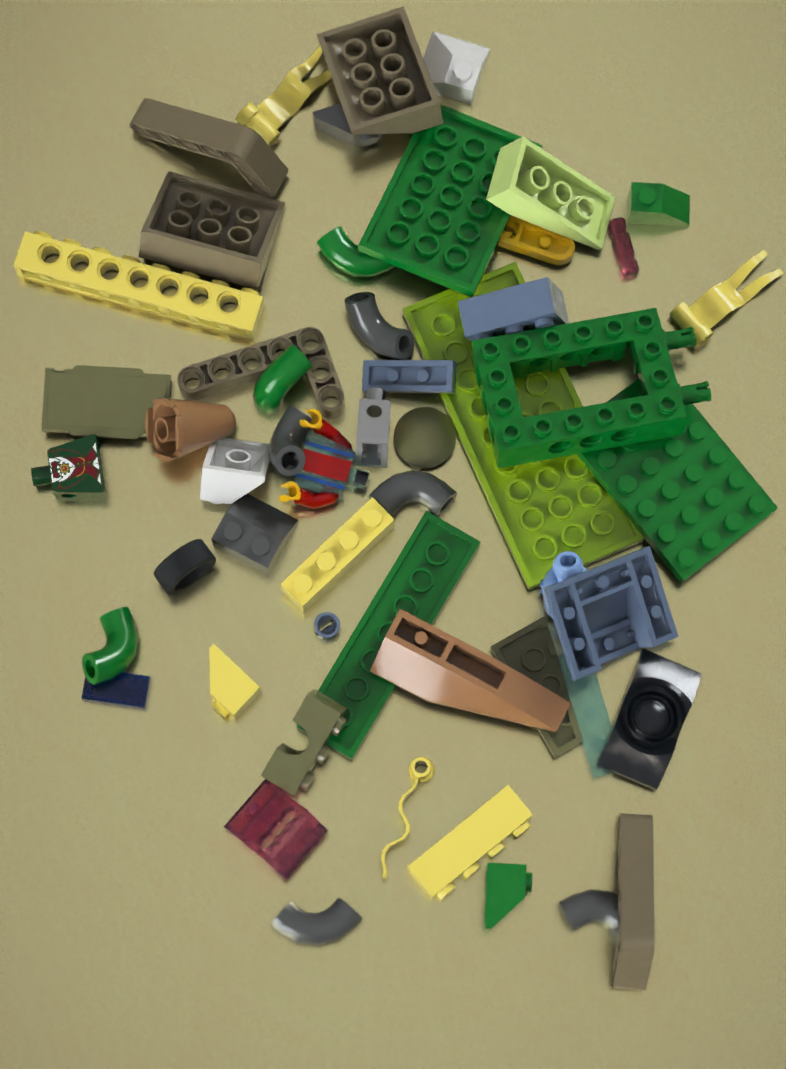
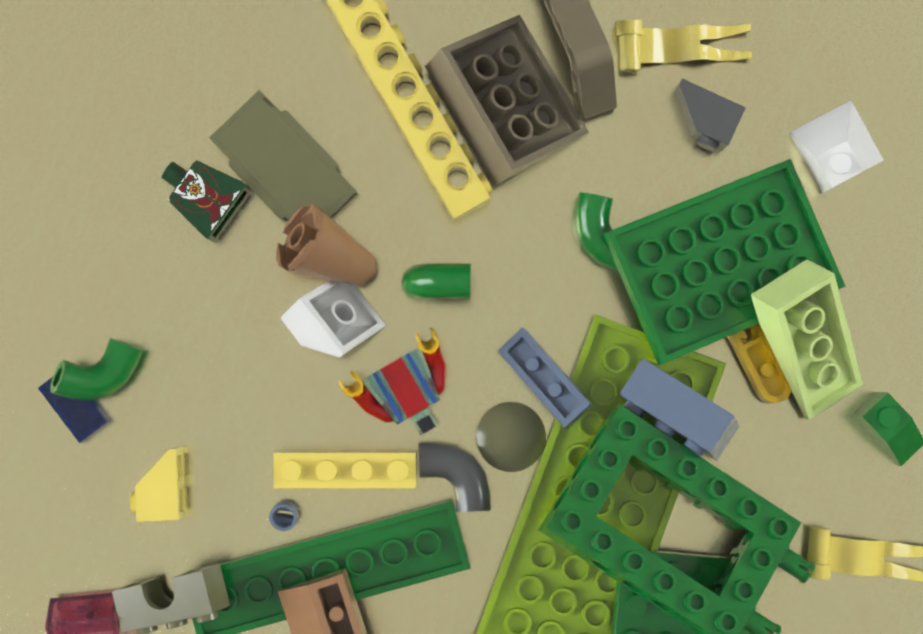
camera: 45 degrees right, 10 degrees up
(184, 566) = (213, 362): black tyre -> none
(254, 533) = (299, 385): dark grey slope -> none
(264, 353) = (448, 245): dark tan beam -> none
(287, 441) = (392, 338): dark grey cylinder -> none
(373, 429) = (465, 400): light grey torso -> none
(375, 330) = (557, 311): dark grey cylinder -> none
(381, 75) = (768, 101): dark tan slope -> none
(623, 247) = (827, 434): clear pink axle -> none

